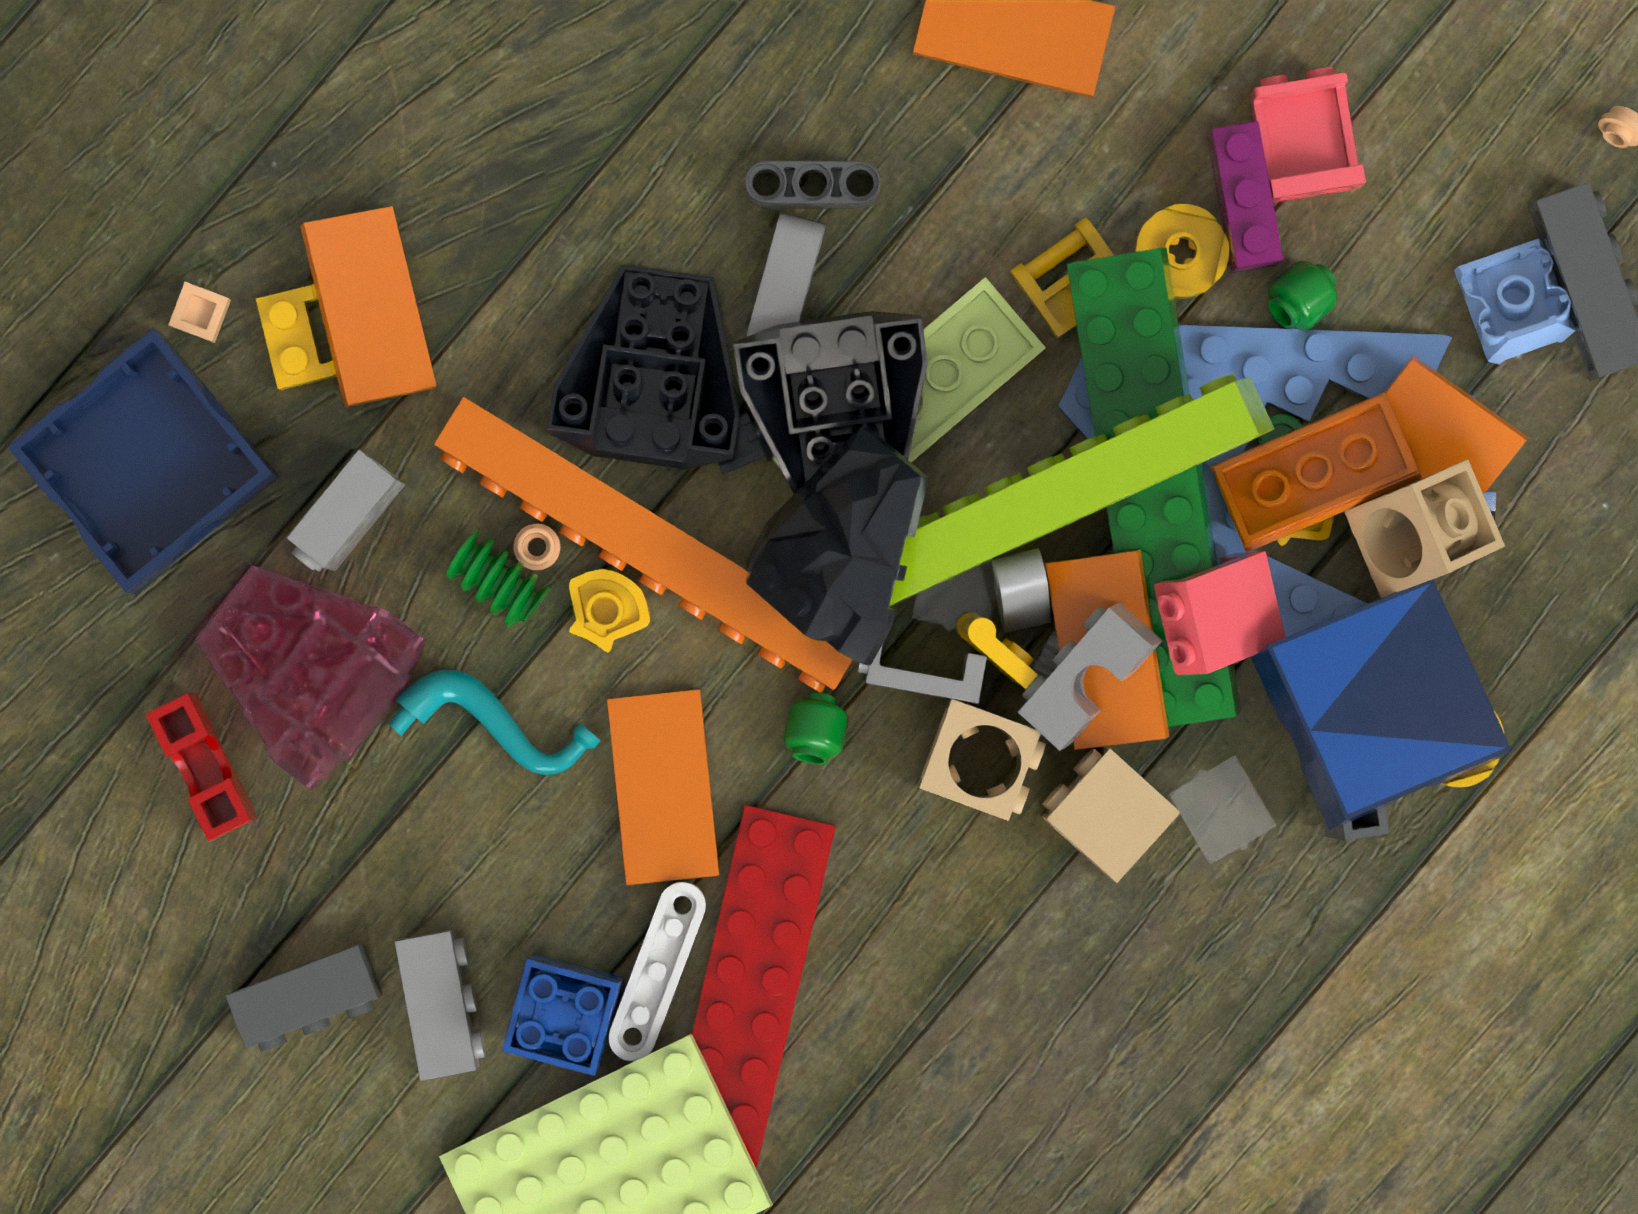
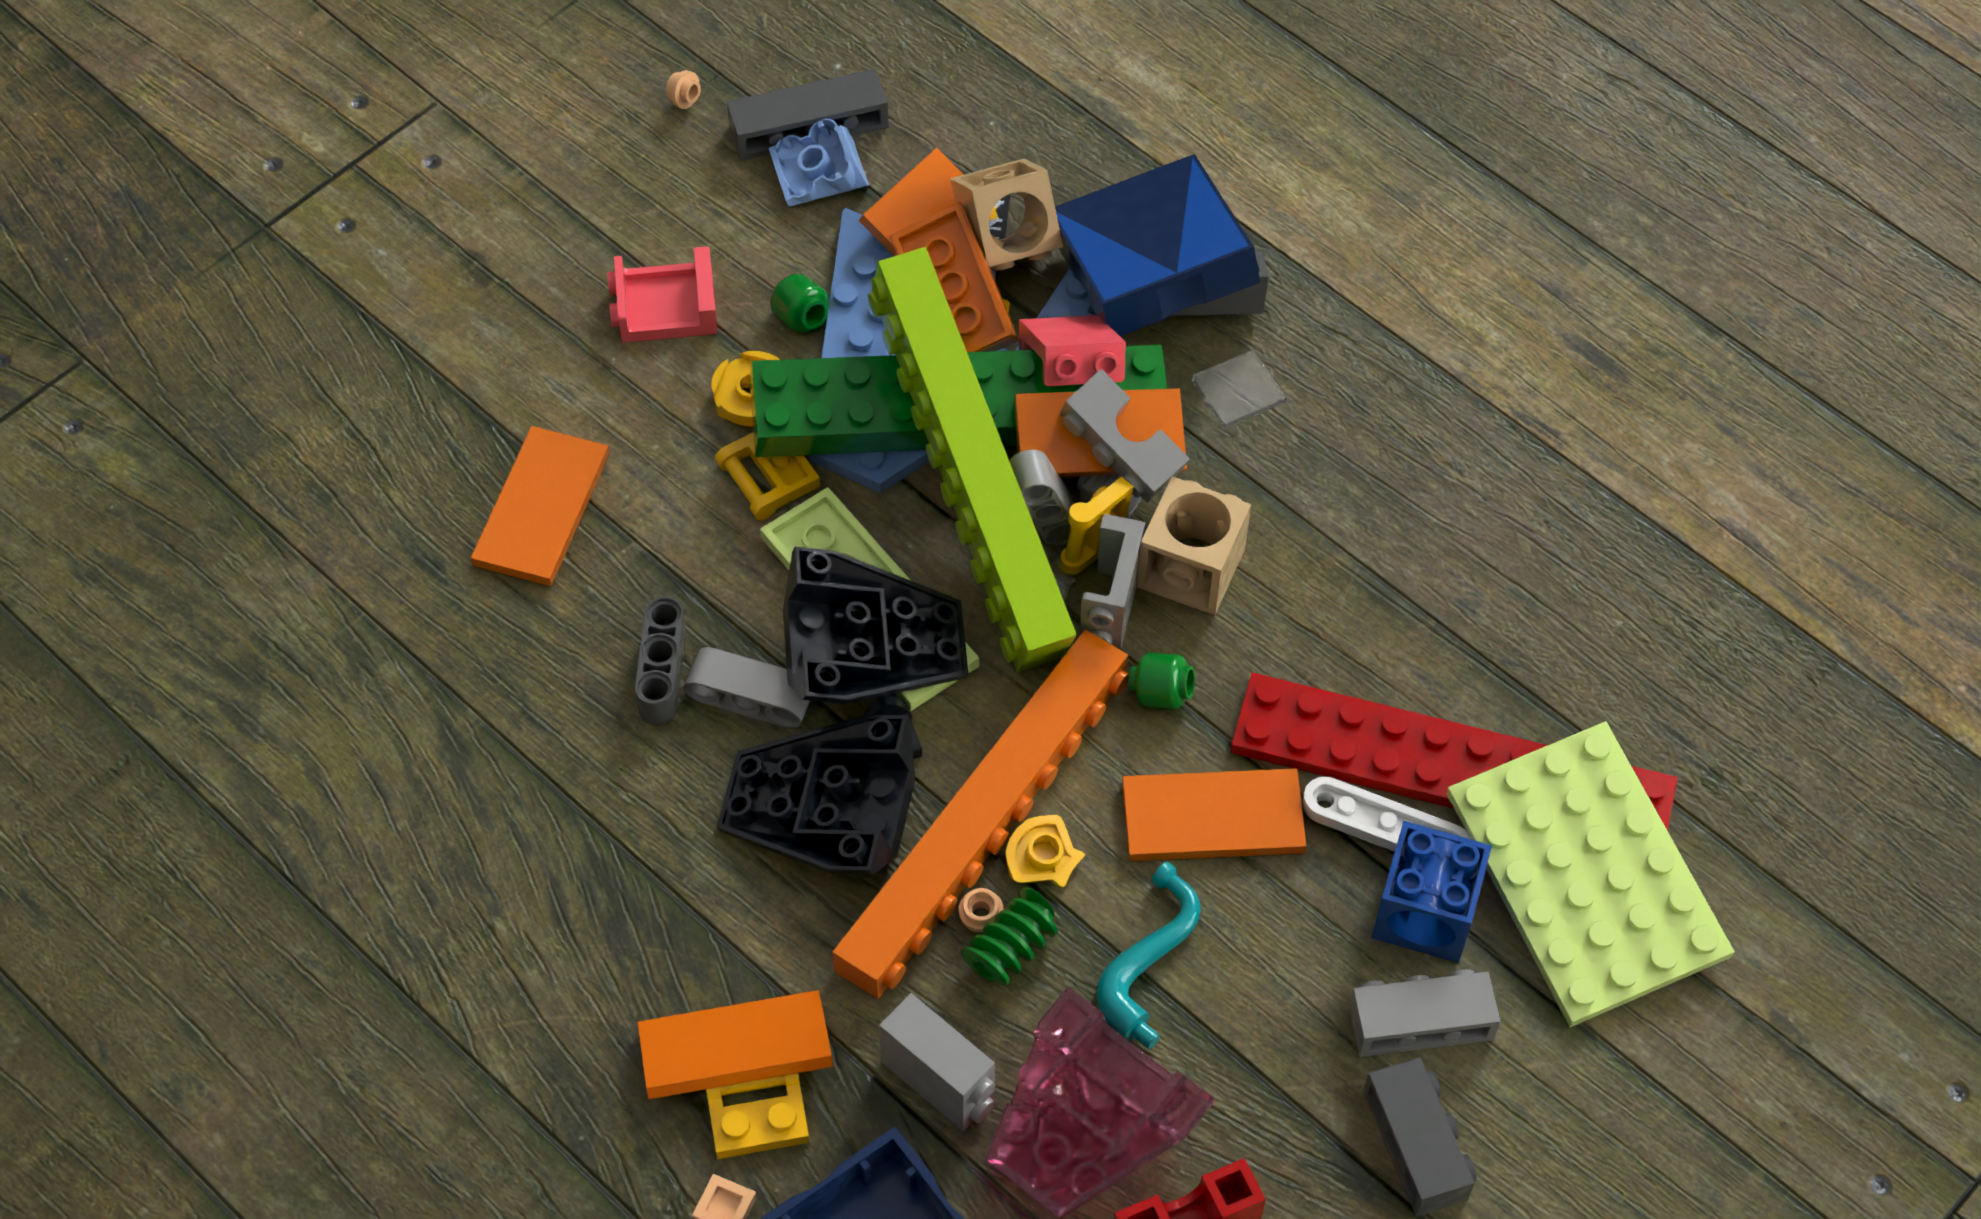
camera: 90 degrees left, 30 degrees down
(839, 546) = (995, 615): black wedge -> none
(1108, 812) = (1245, 446): tan brick -> none
(1244, 197) = (708, 336): magenta brick -> none

